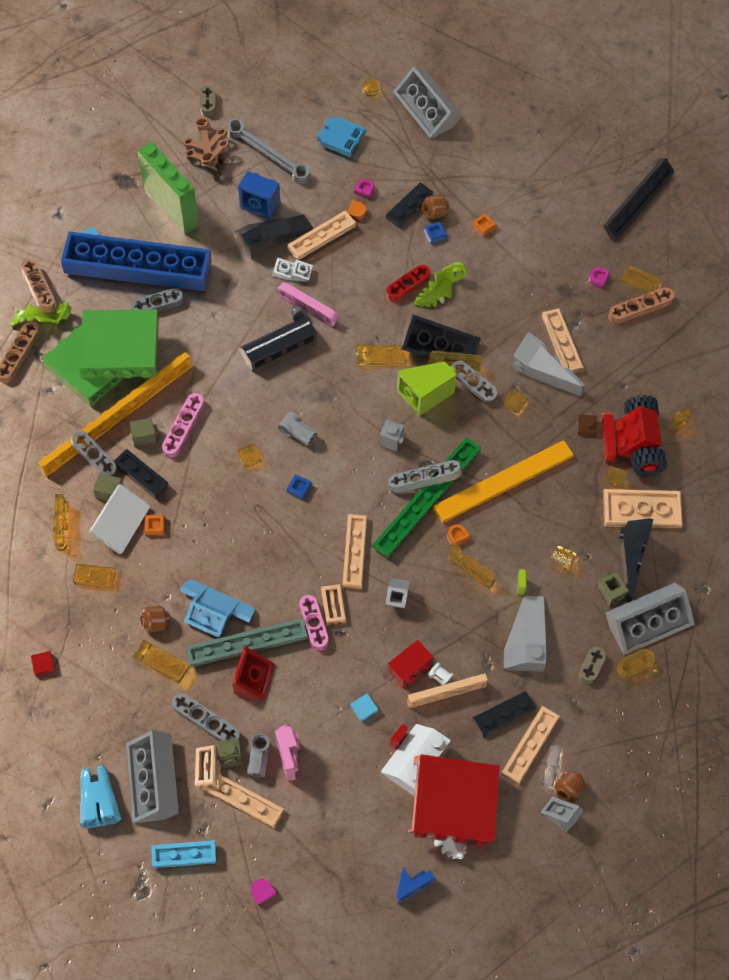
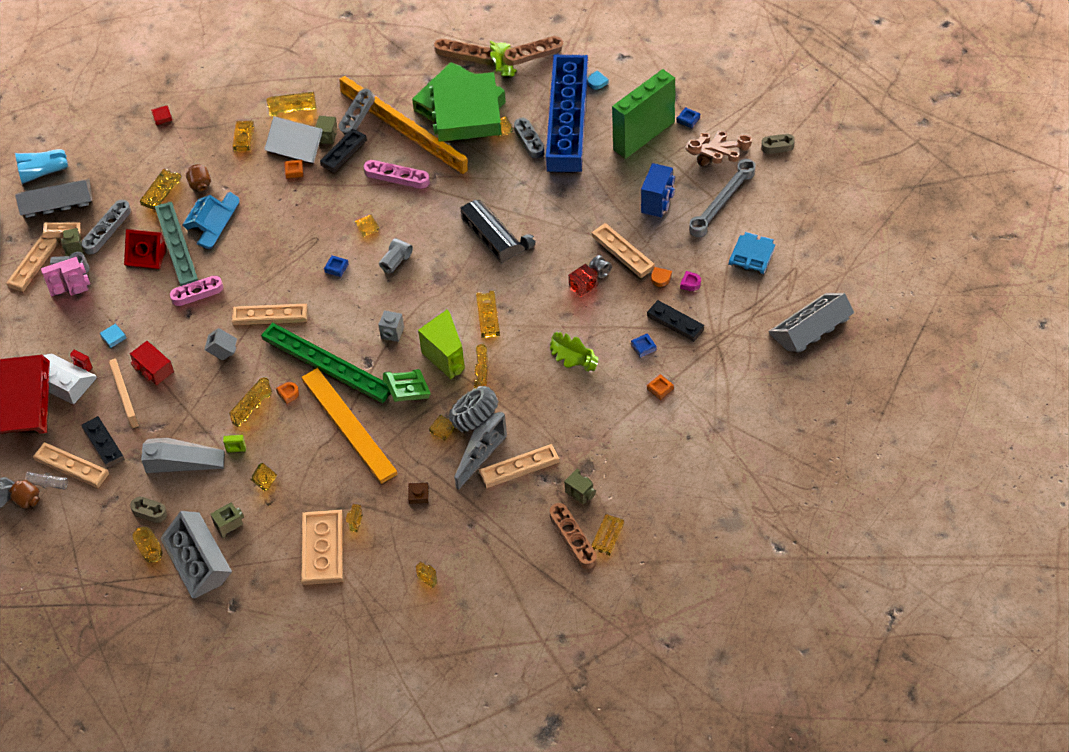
camera: 90 degrees right, 10 degrees down
(143, 432) = (384, 145): olive brick -> none
(266, 235) = (620, 210): black wedge -> none
(292, 271) = (579, 232): white slope -> none
(308, 303) = (538, 247): bright pink beam -> none
(335, 619) = (215, 304): light nougat tile -> none
(340, 254) = (601, 266): none -> flat silver wheel
(355, 269) = (583, 280): none -> clear red brick
(370, 87) = (825, 273): clear yellow tile -> none
(405, 290) = (572, 320): red beam -> none
(424, 336) = (507, 348): black wedge -> none
(424, 474) = (347, 353): light grey beam -> none
(435, 206) = (672, 338): dark orange head -> none
(441, 674) = (140, 387): white bush -> none
(473, 422) = (407, 389): none -> bright green plate
(487, 385) = (458, 371): light grey beam -> none
(508, 372) = (473, 408): none -> light grey gear
(593, 293) = (579, 487): none -> olive brick
(599, 276) = (606, 495): dark pink tile -> none
(608, 436) = (403, 509): red beam -> none
(633, 545) = (268, 536): black wedge -> none
(638, 198) = (716, 525): black plate -> none
(640, 435) = (399, 527): brick -> none

